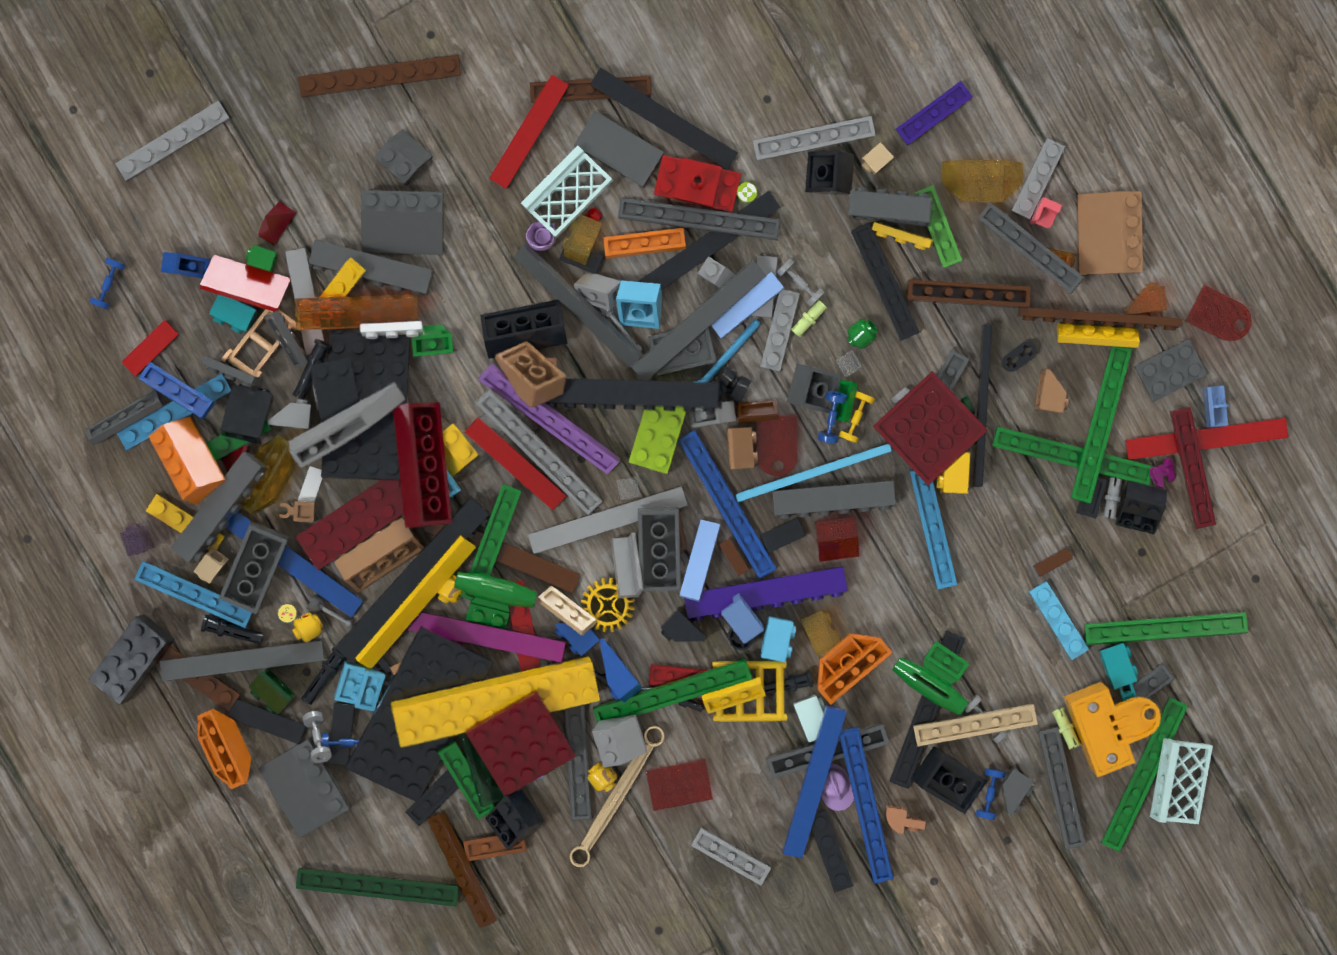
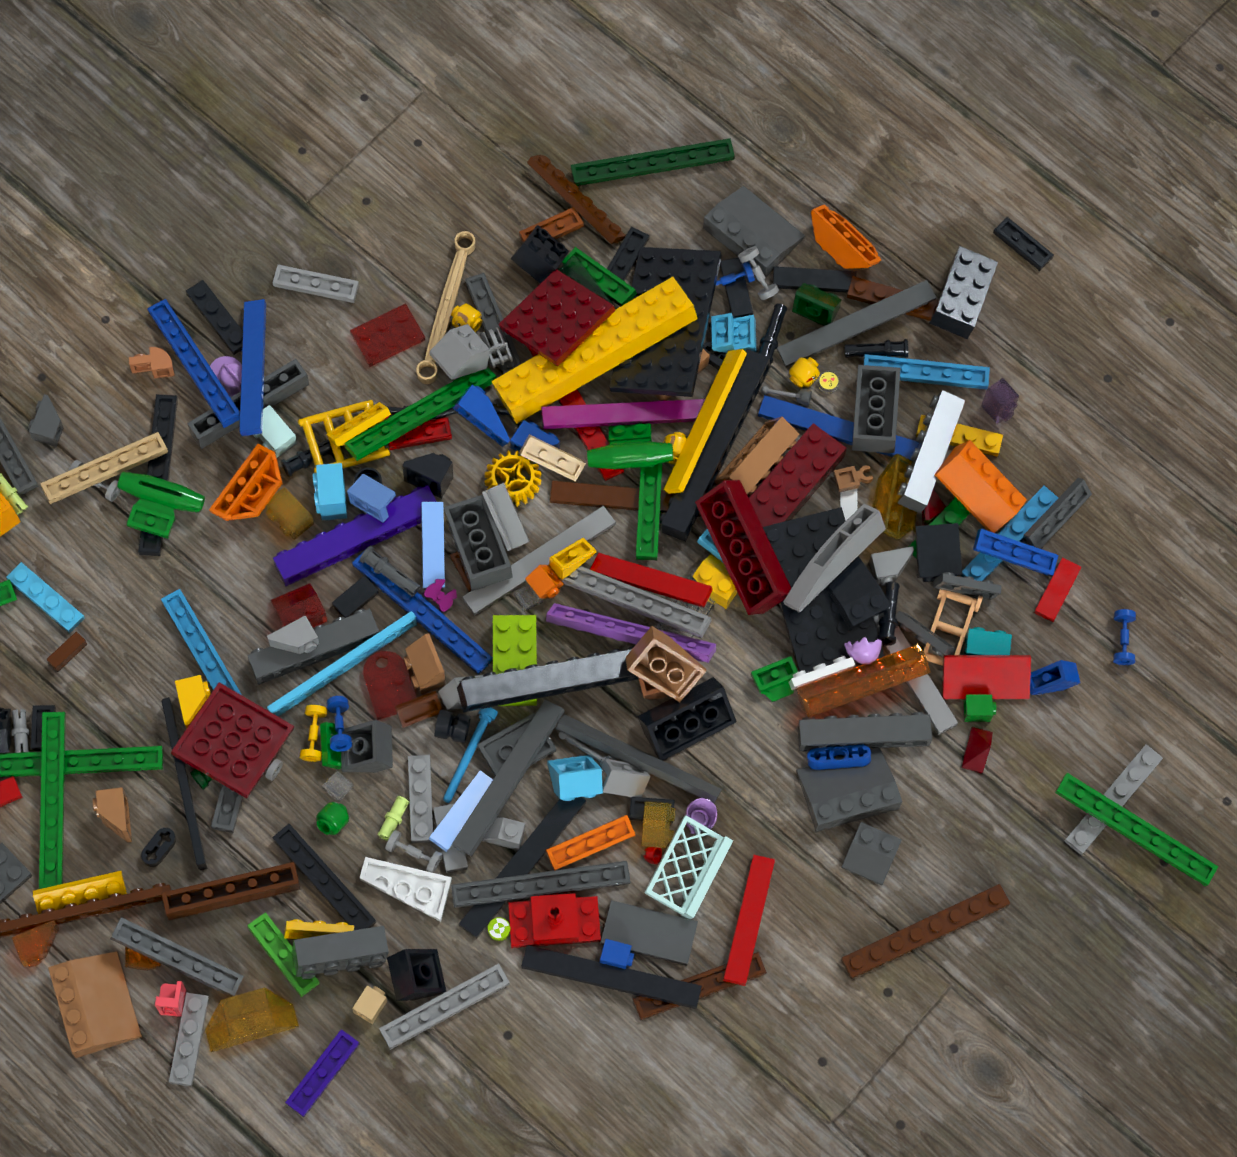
camera: 155 degrees right, 20 degrees down
(56, 697) = (1023, 243): none -> black tile
(164, 104) = (1136, 829): none -> green plate
(210, 565) = (919, 400): tan brick -> none
(344, 280) = (887, 705): yellow plate -> none
(347, 335) = (864, 651): none -> lavender hair
(385, 253) = (831, 752): none -> blue beam
(578, 510) = (571, 558): none -> yellow slope
(583, 723) = (496, 349): none -> light grey arm
(610, 494) = (544, 581): none -> orange brick
(653, 135) = (616, 954): none -> blue brick
(711, 516) = (443, 601): none -> magenta piece
(733, 557) = (399, 560): reddish brown piece -> none
(751, 554) = (382, 566): none -> dark grey pin
(809, 251) = (409, 885): none -> white wing
(848, 504) = (295, 637): none -> light grey slope
(948, 780) = (117, 412): black slope -> none
(990, 794) = (70, 392): blue wheel -> none

